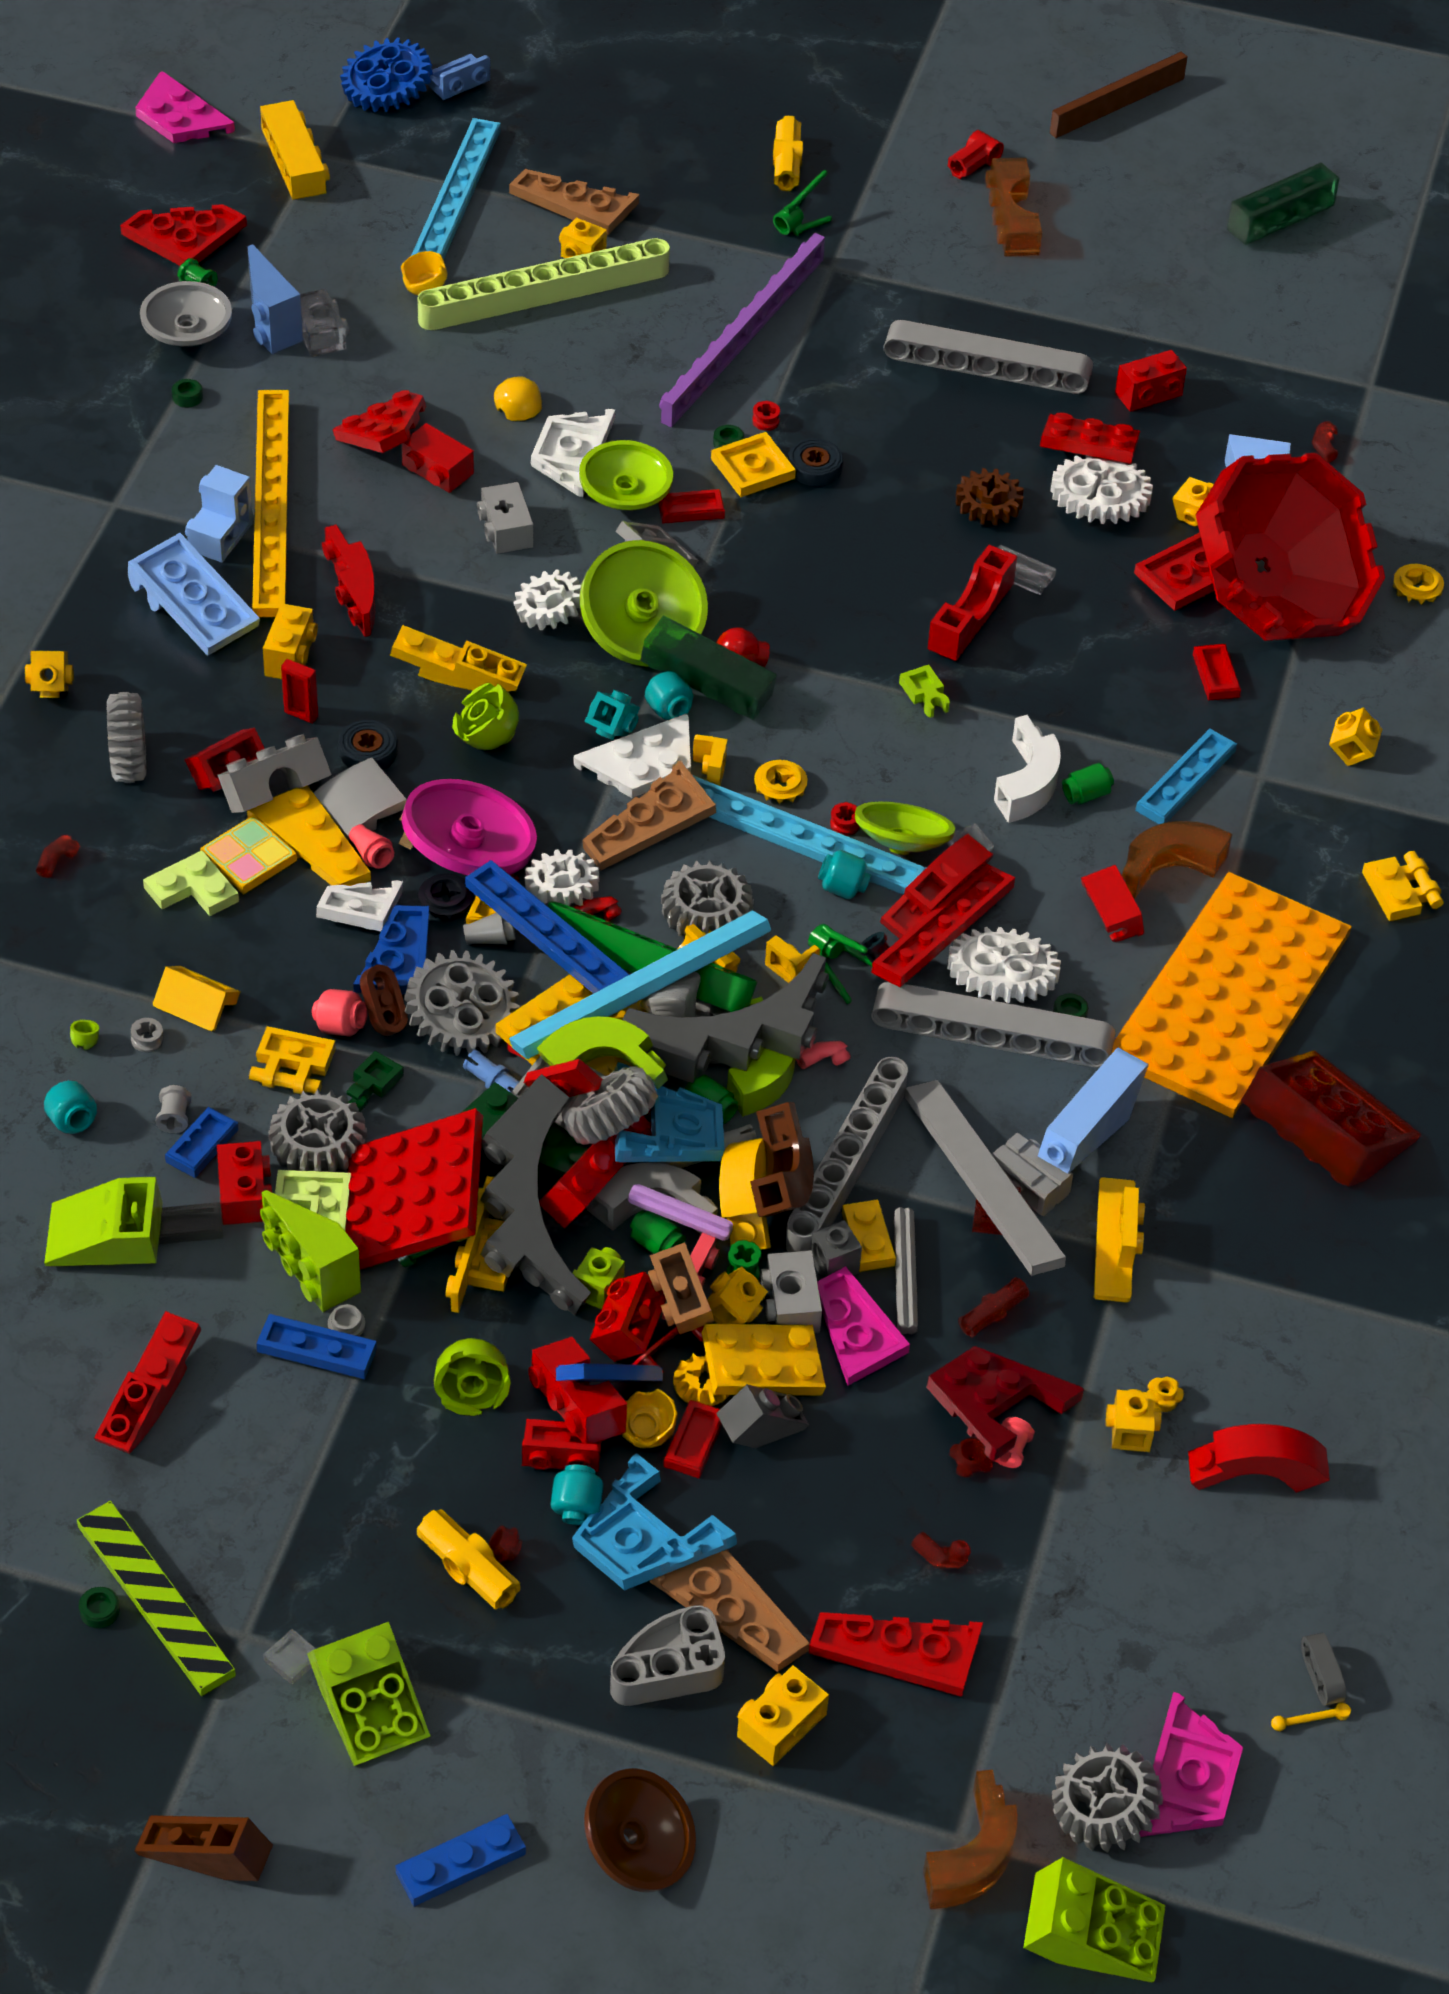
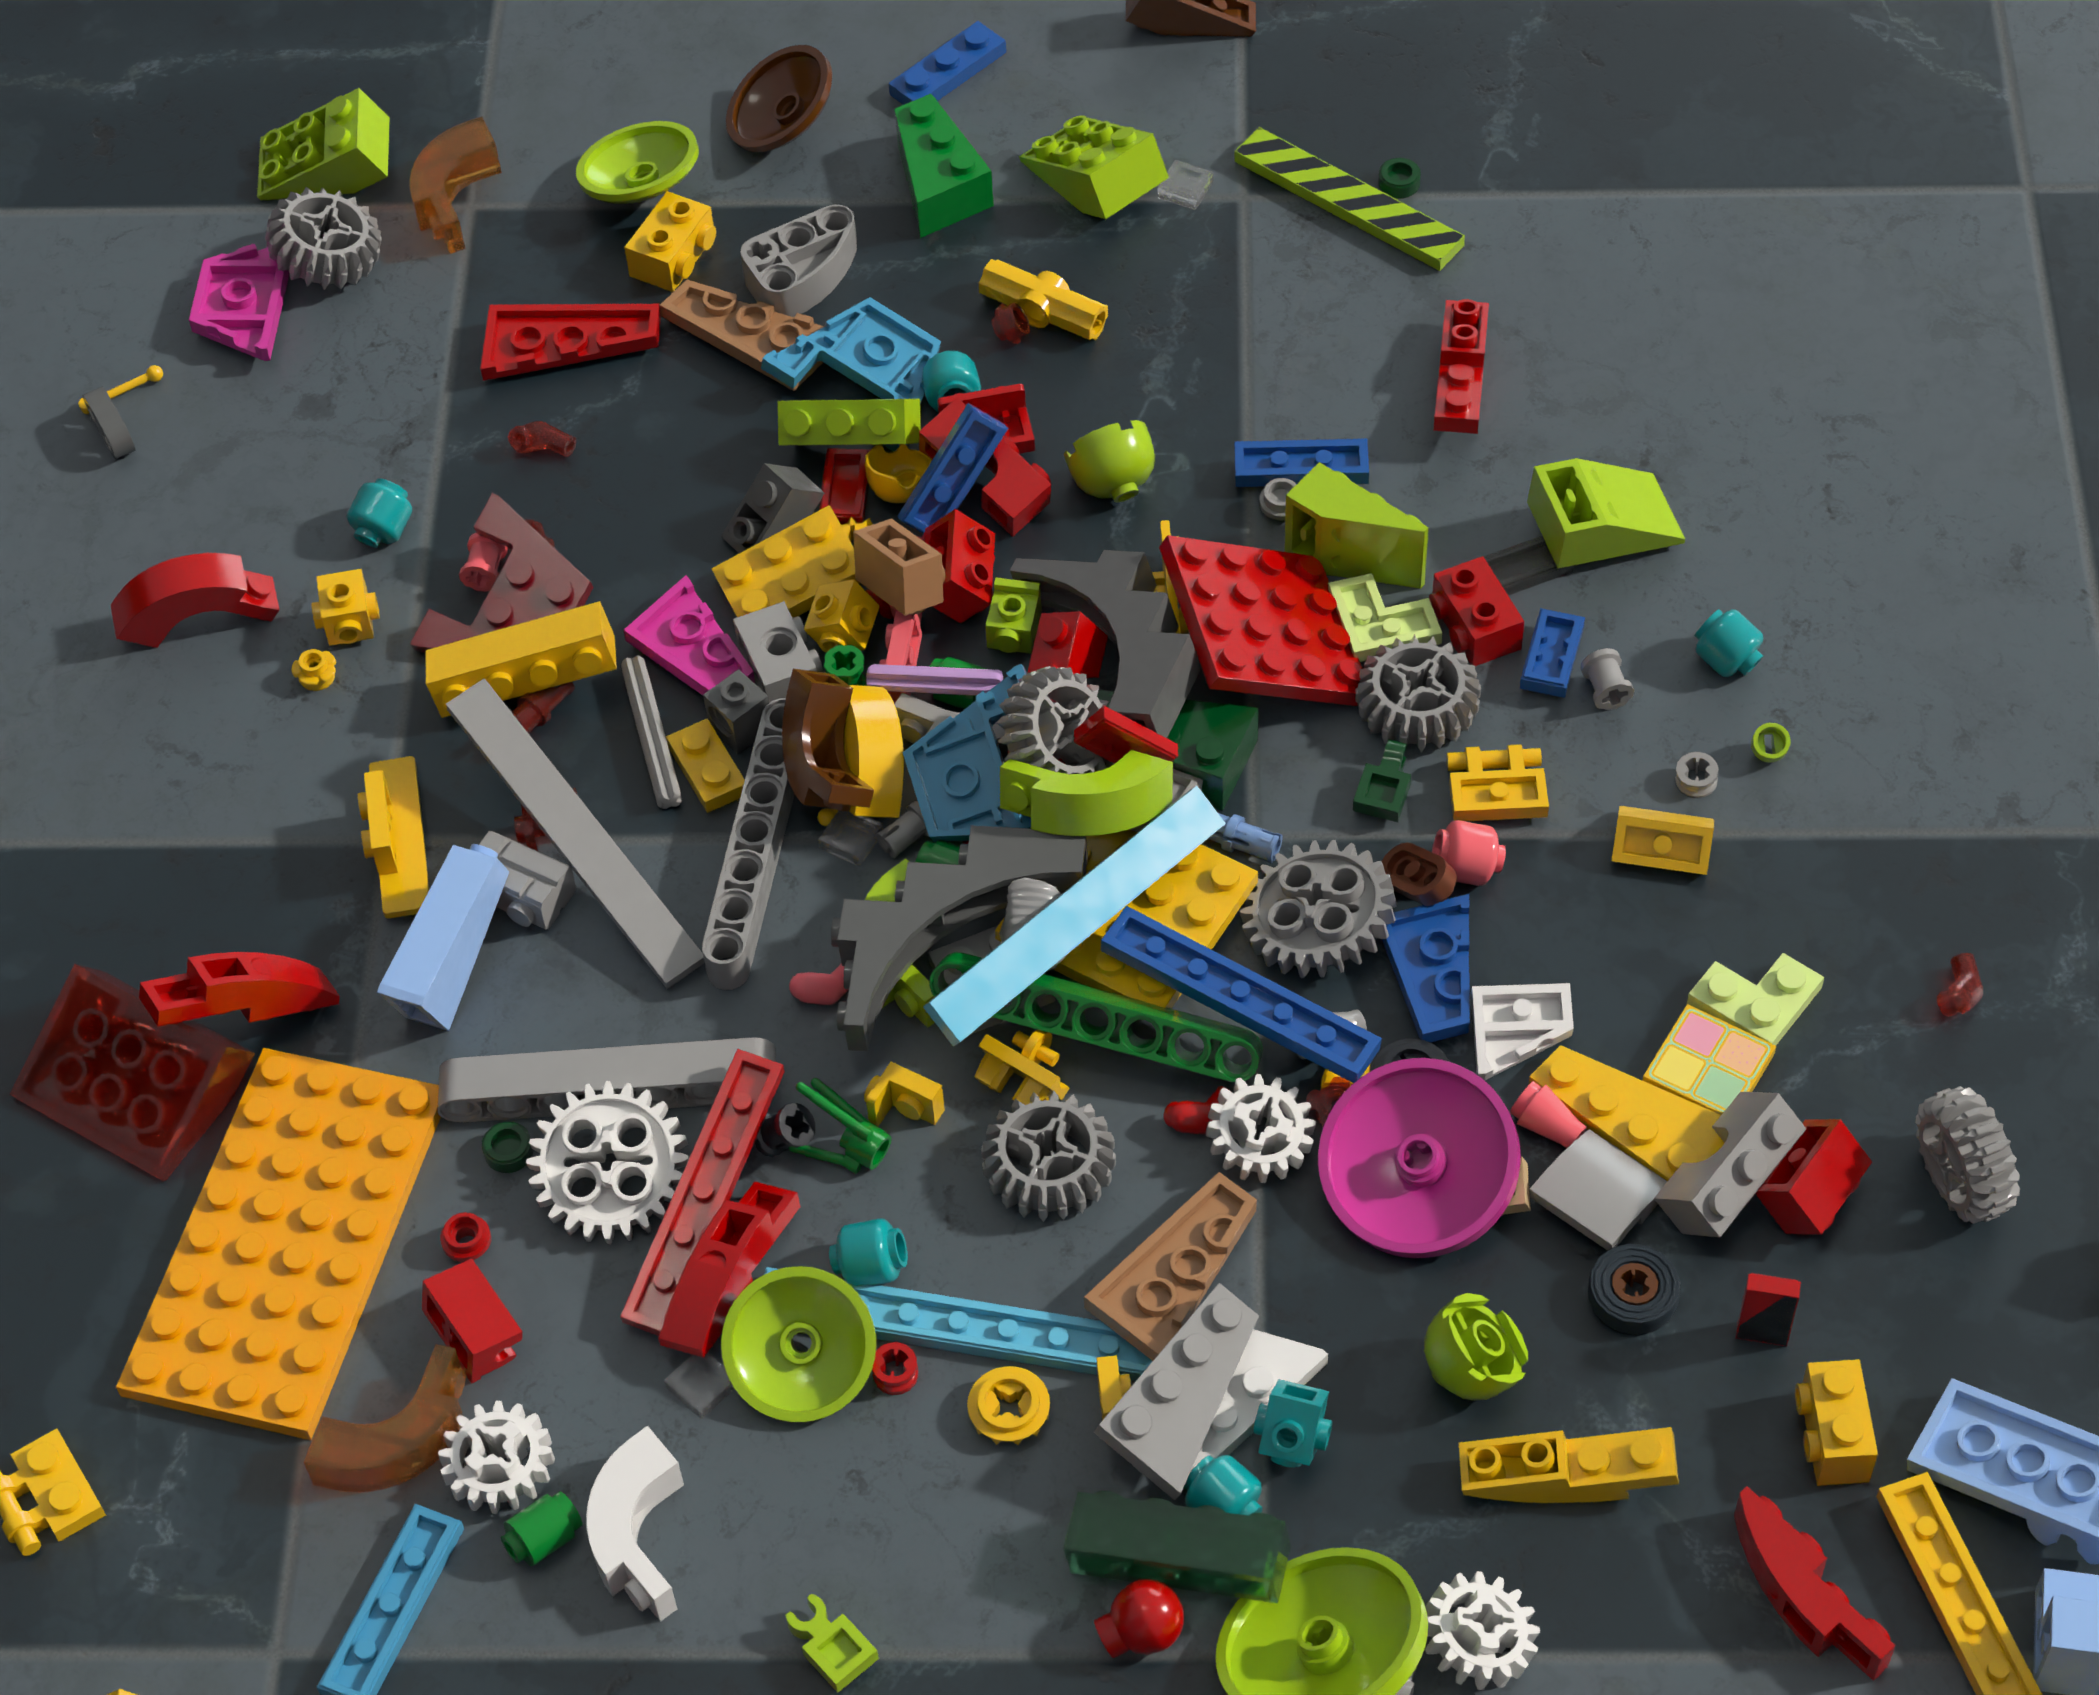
camera: 170 degrees right, 5 degrees up
(512, 1720) = (941, 166): none -> green wedge
(678, 733) = (1177, 1396): none -> light grey wing
(709, 1465) = (848, 422): none -> lime arch
(811, 1773) = (637, 162): none -> lime dish
(998, 1322) = (524, 656): none -> yellow brick
(1093, 1507) = (379, 512): none -> teal head
(1108, 824) = (490, 1476): none -> white gear
(1108, 958) = (465, 1225): none -> red plate
(1245, 1112) = (231, 981): none -> red slope

